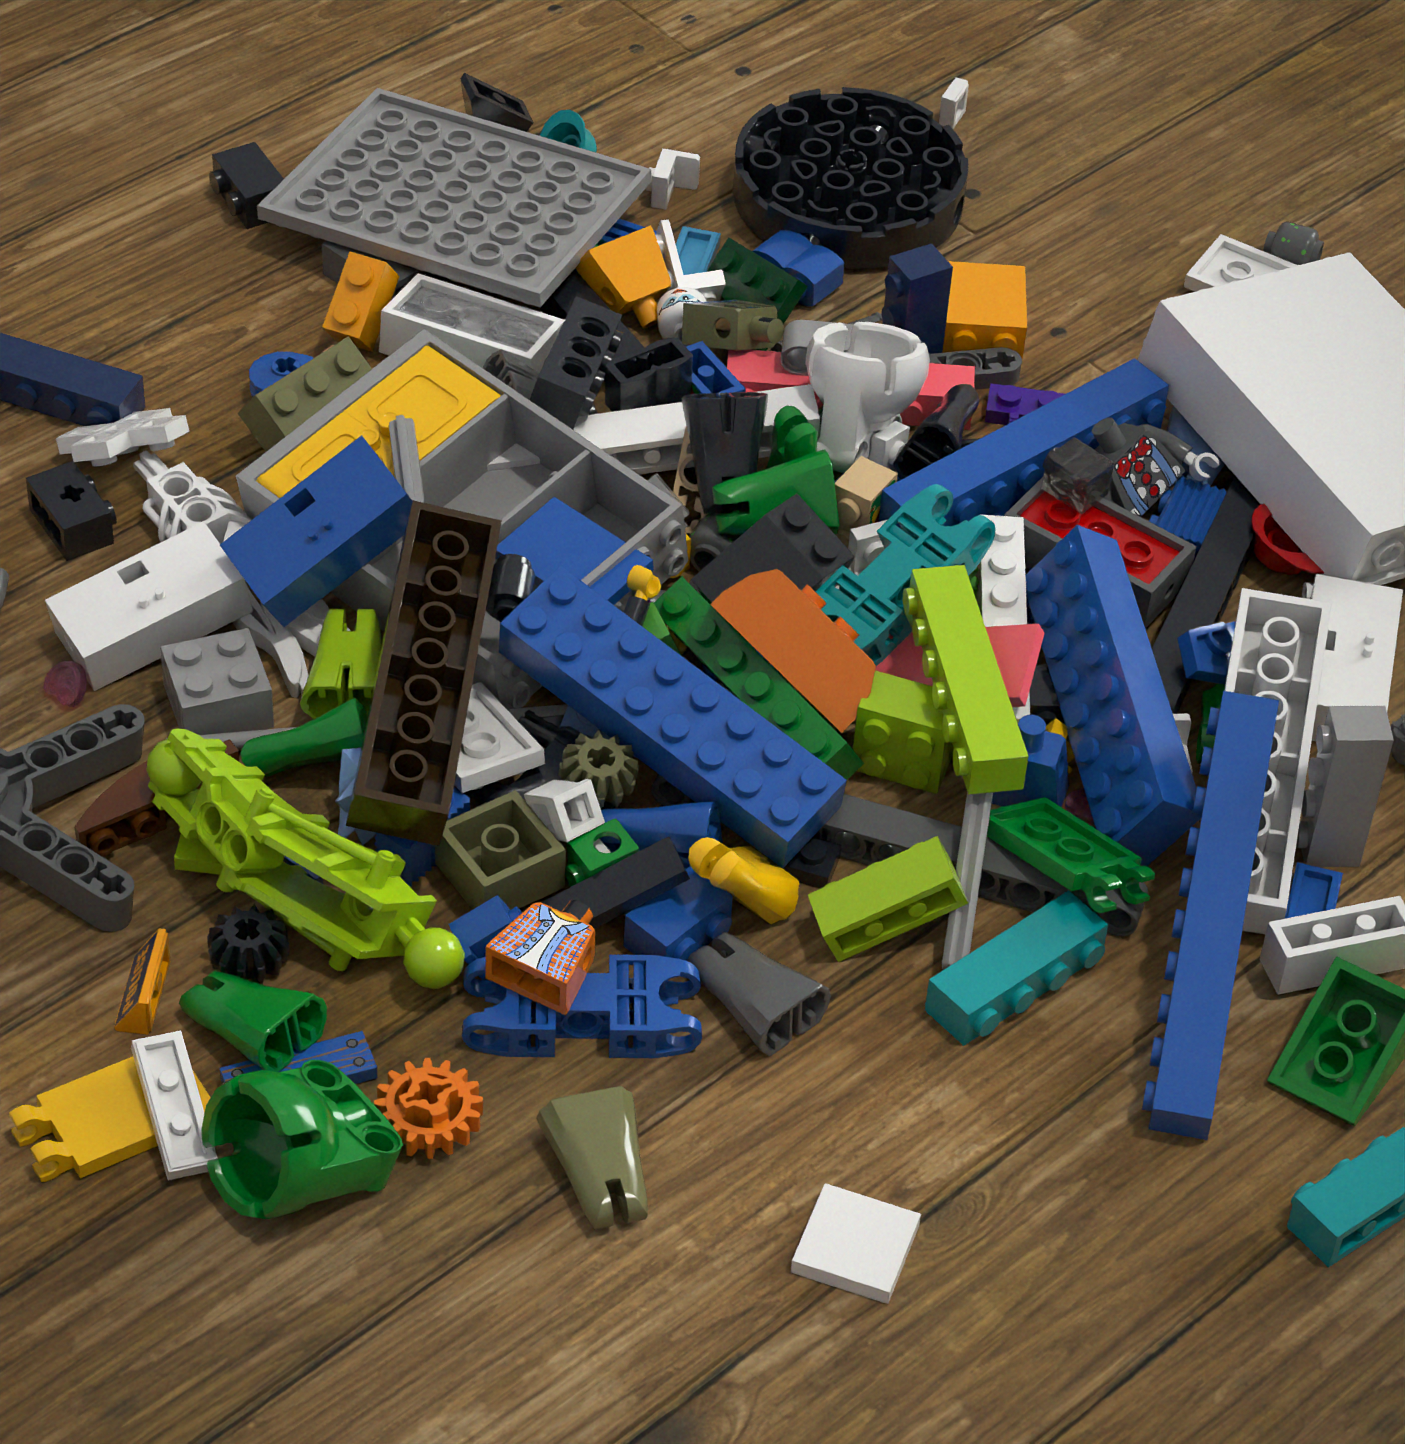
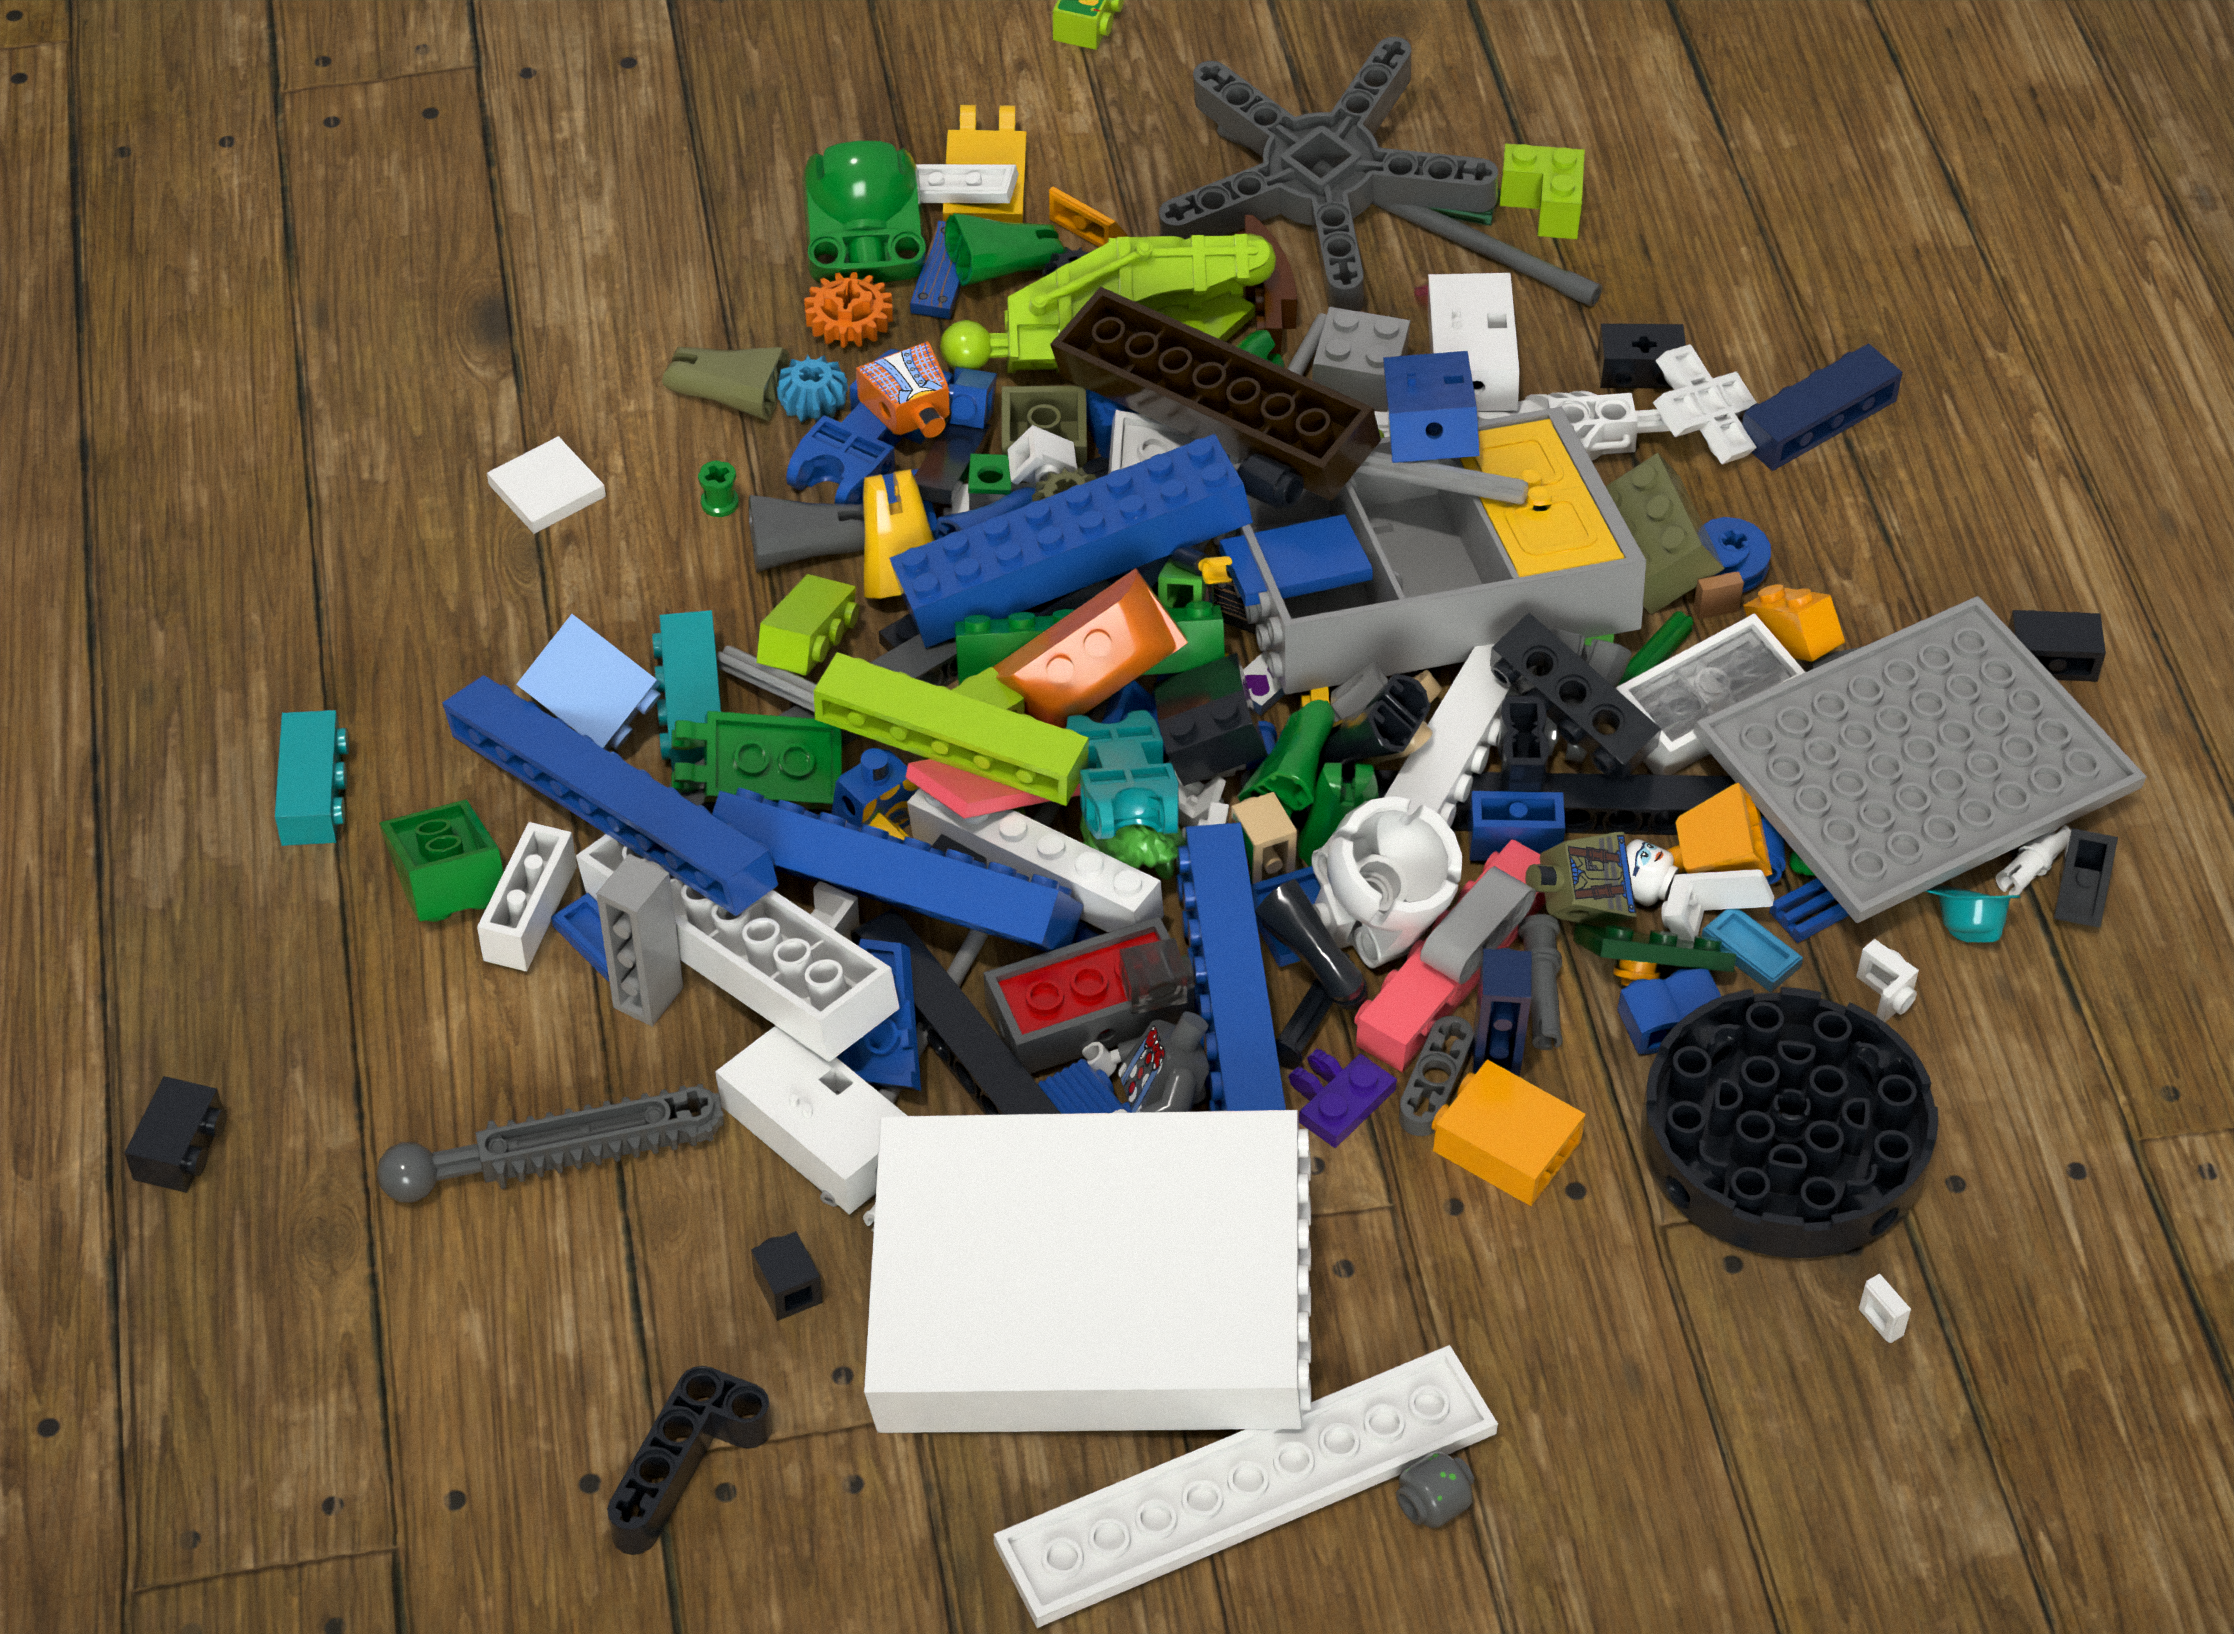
camera: 125 degrees right, 5 degrees up
(562, 1072) = (812, 388): none -> dark azure gear
(758, 1089) = (718, 481): none -> green bush
(1092, 1025) = (590, 684): none -> light blue slope

